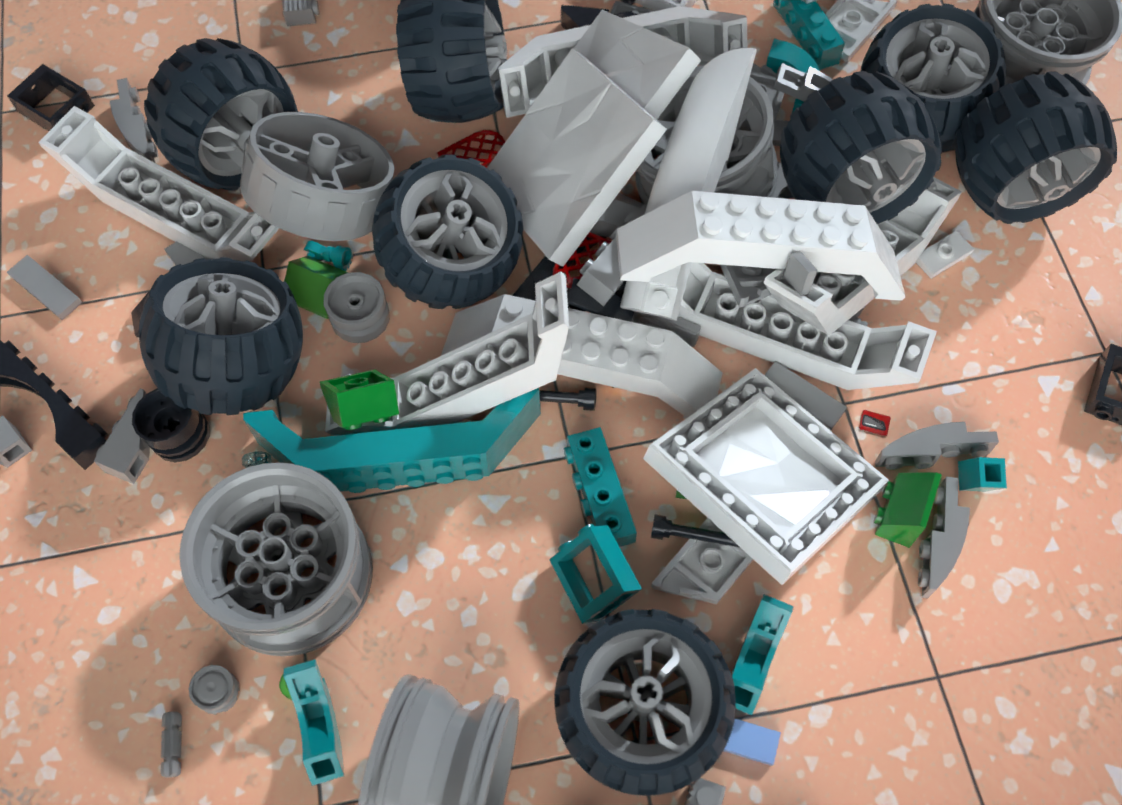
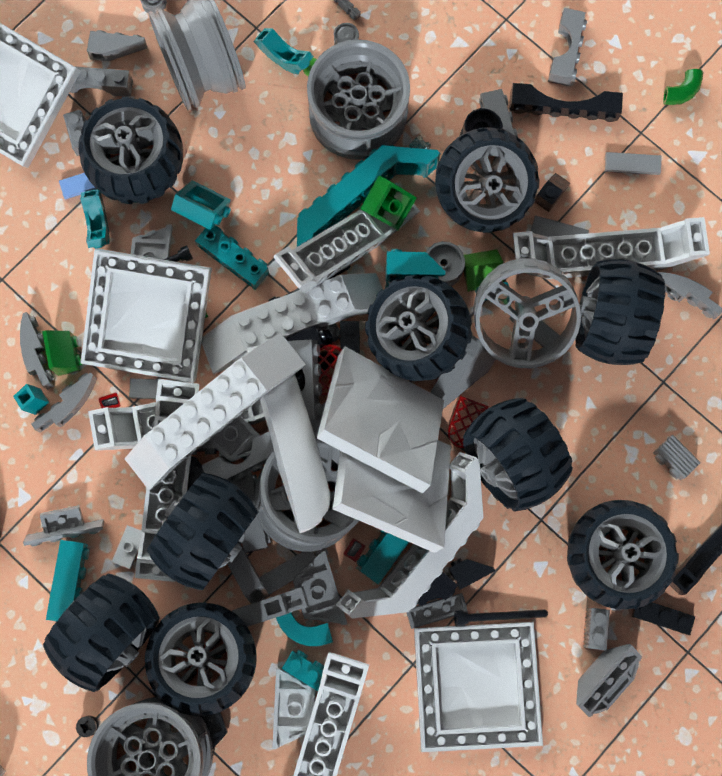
camera: 140 degrees right, 15 degrees up
(407, 308) = (404, 264): none -> teal wedge
(800, 273) = (178, 393): light grey tile -> none
(1016, 313) = (62, 524): none -> light grey bracket
(1040, 254) = (67, 577): none -> teal brick

